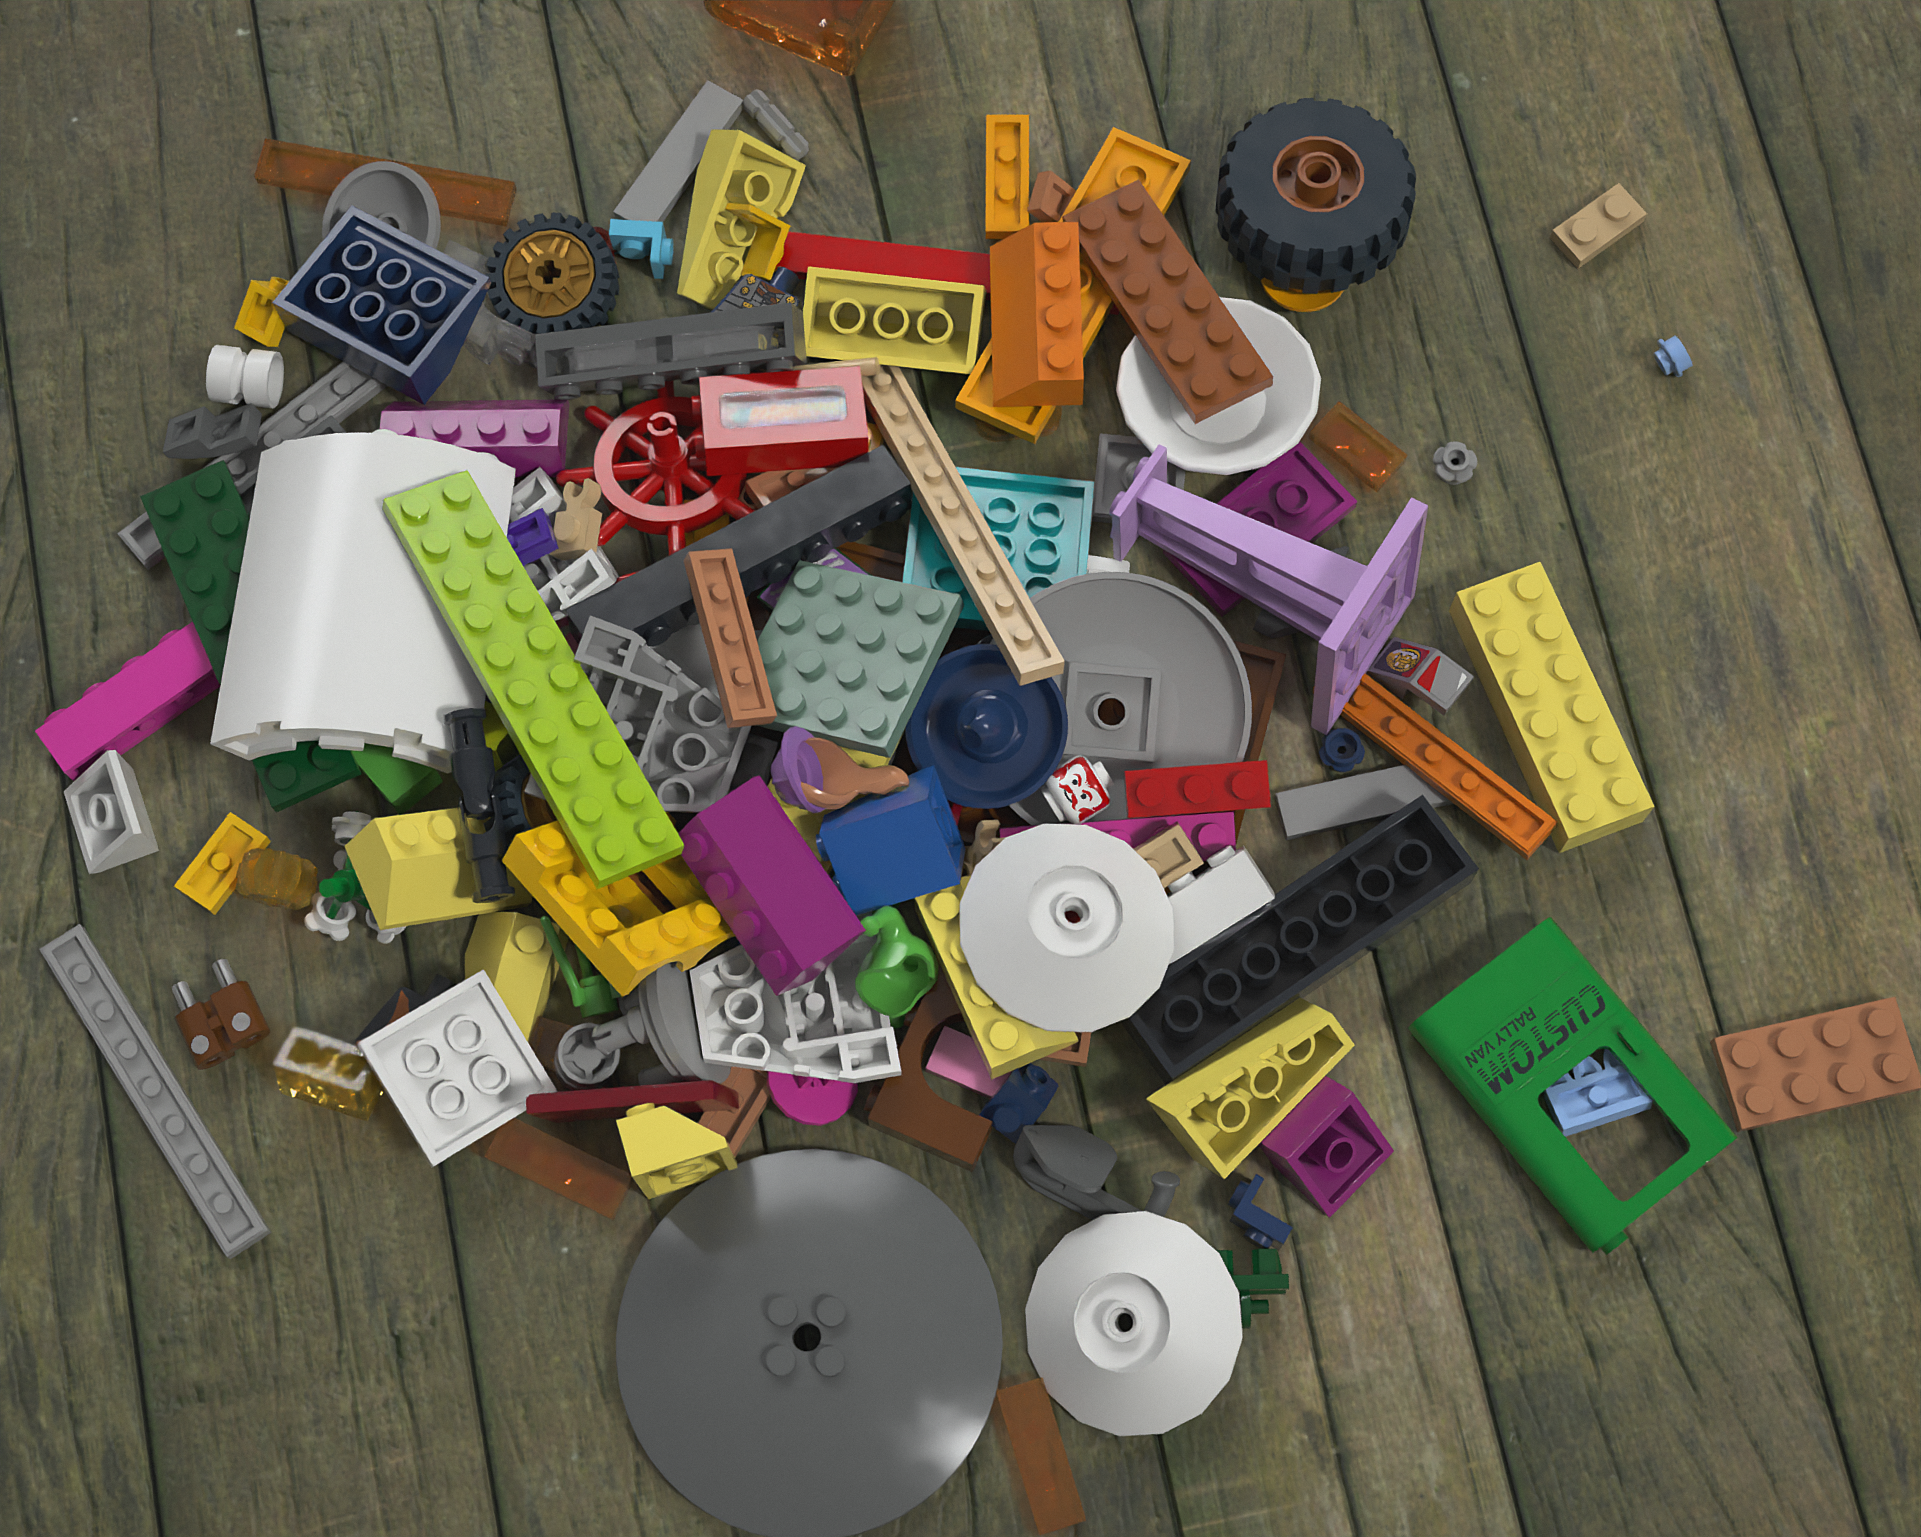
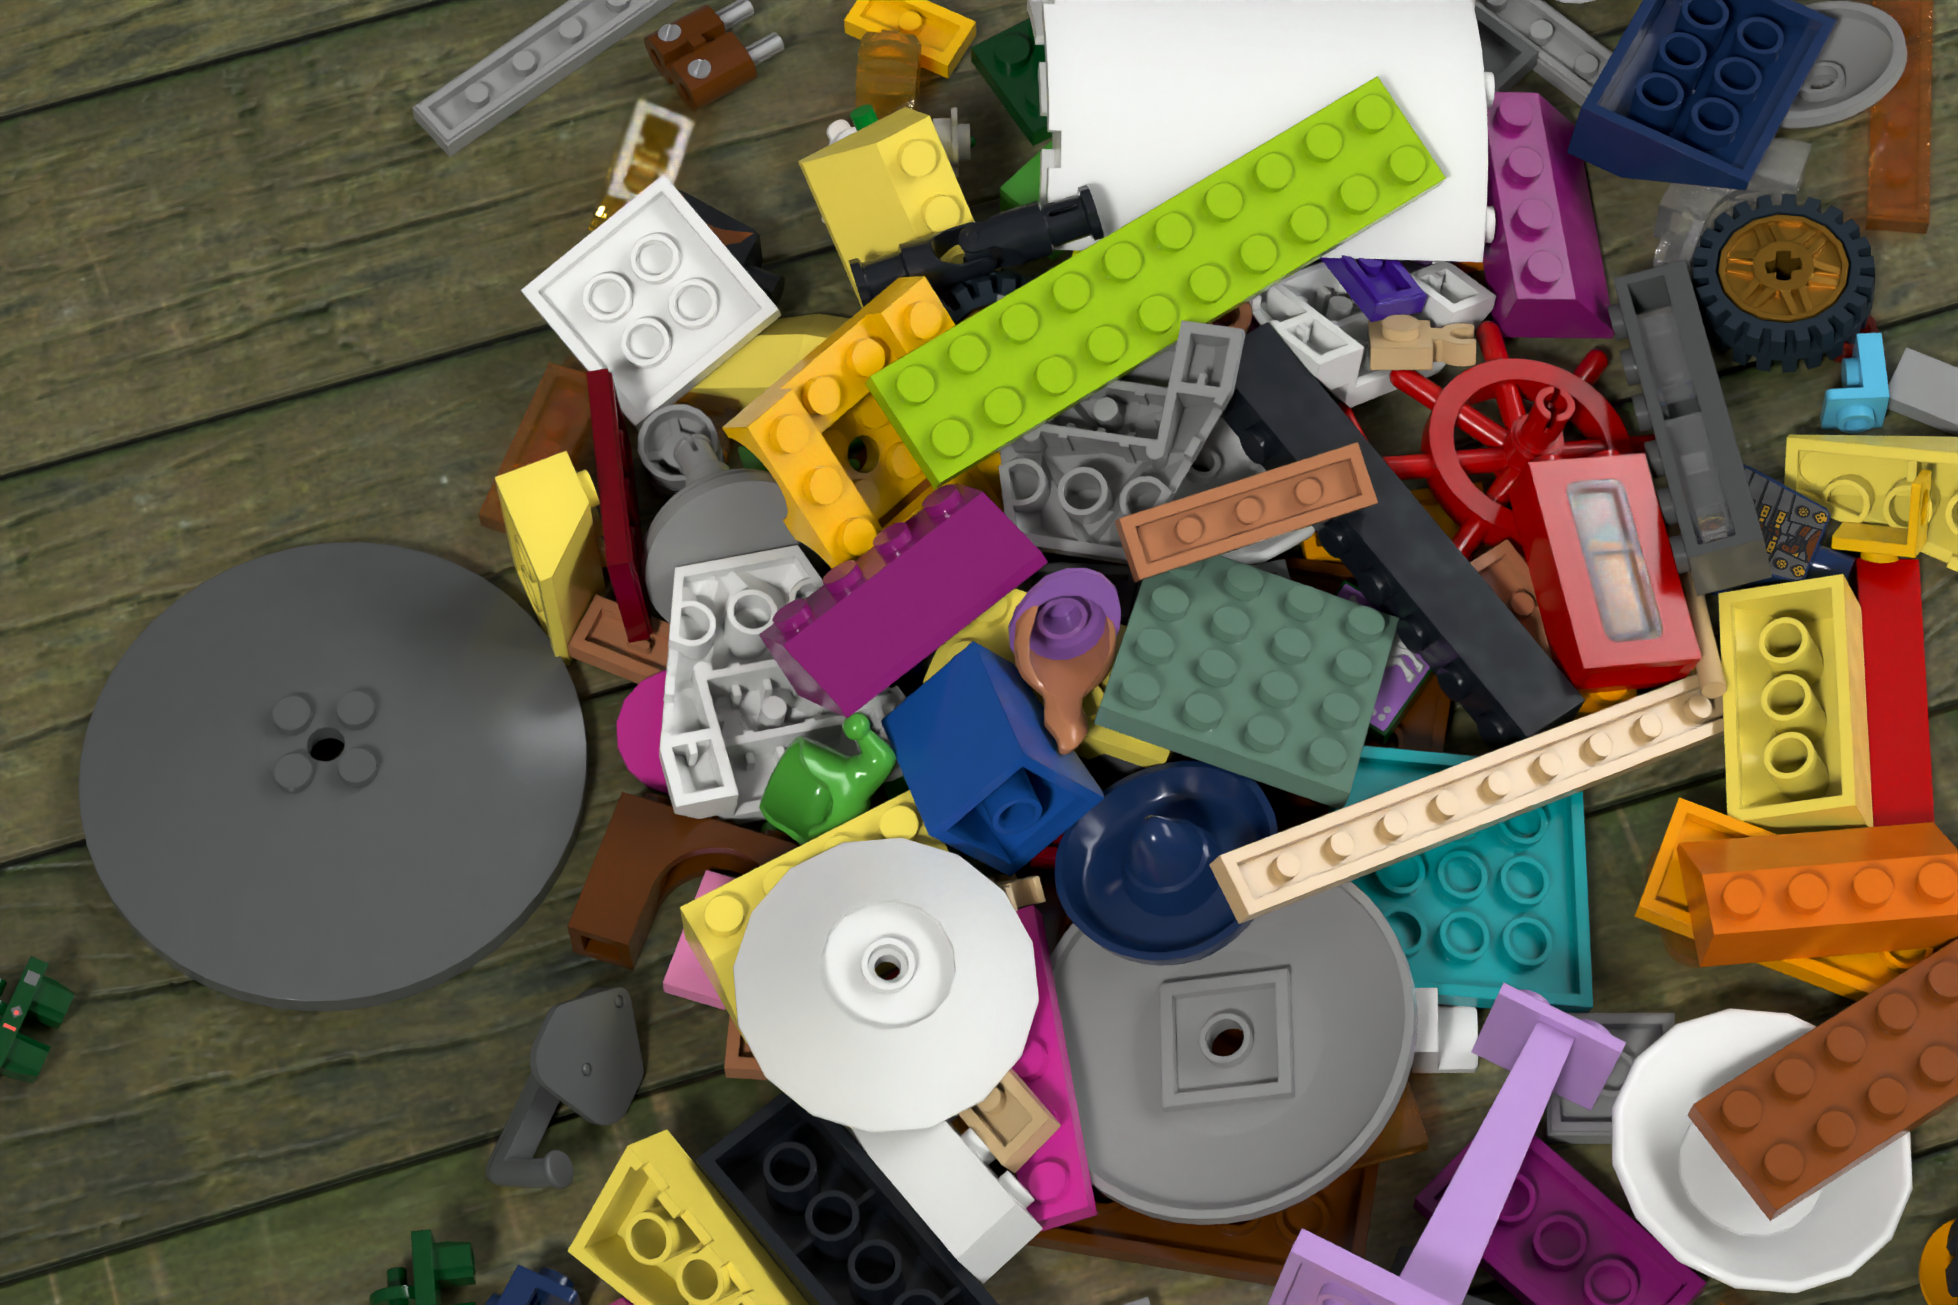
camera: 85 degrees right, 10 degrees down
(1020, 1100) = (669, 988): dark blue bracket -> none
(1041, 1456) = (194, 1065): clear orange tile -> none
(1078, 790) = (1095, 994): white head -> none
(1180, 1335) = (375, 1195): white dish -> none
(1197, 789) = (1110, 1146): red brick -> none

